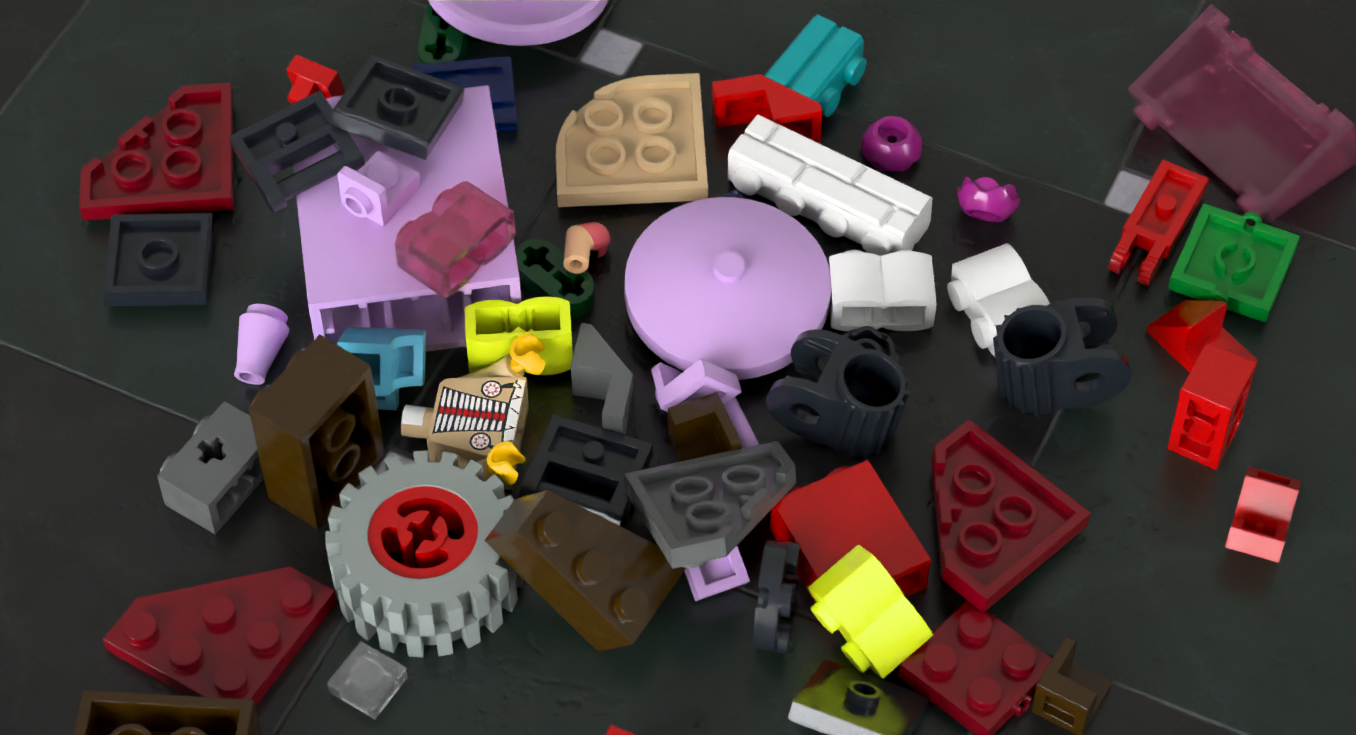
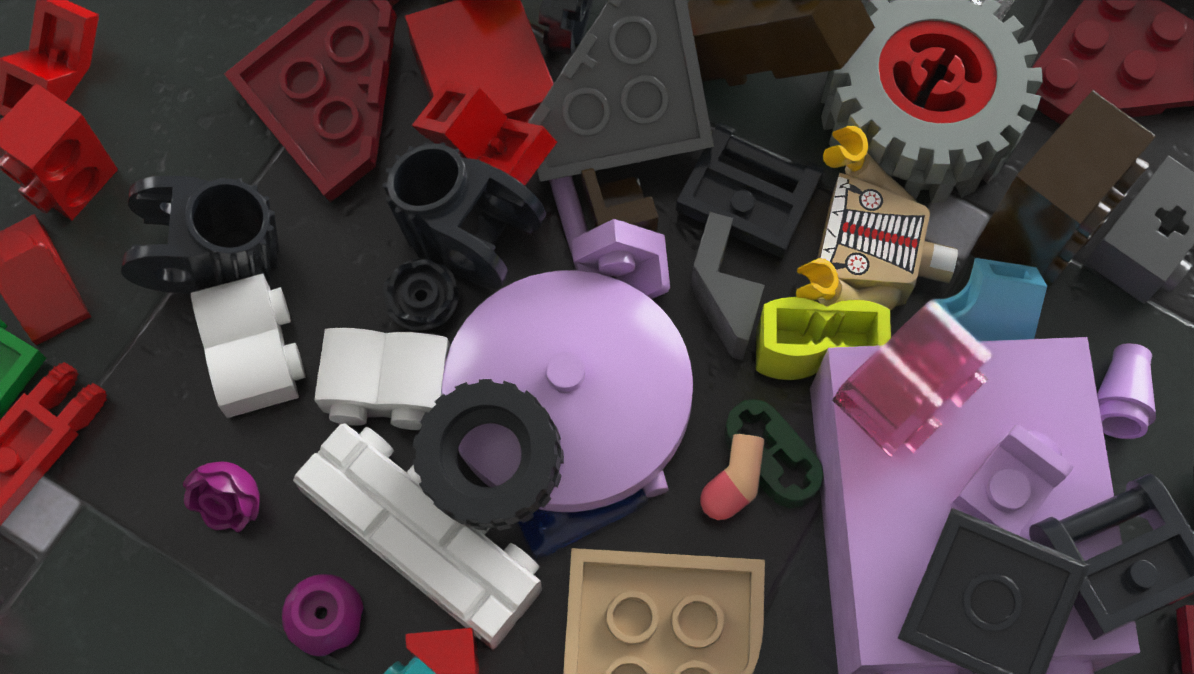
camera: 175 degrees left, 15 degrees up
(771, 229) = (447, 426): none -> black tyre
(844, 452) = (475, 125): none -> red slope

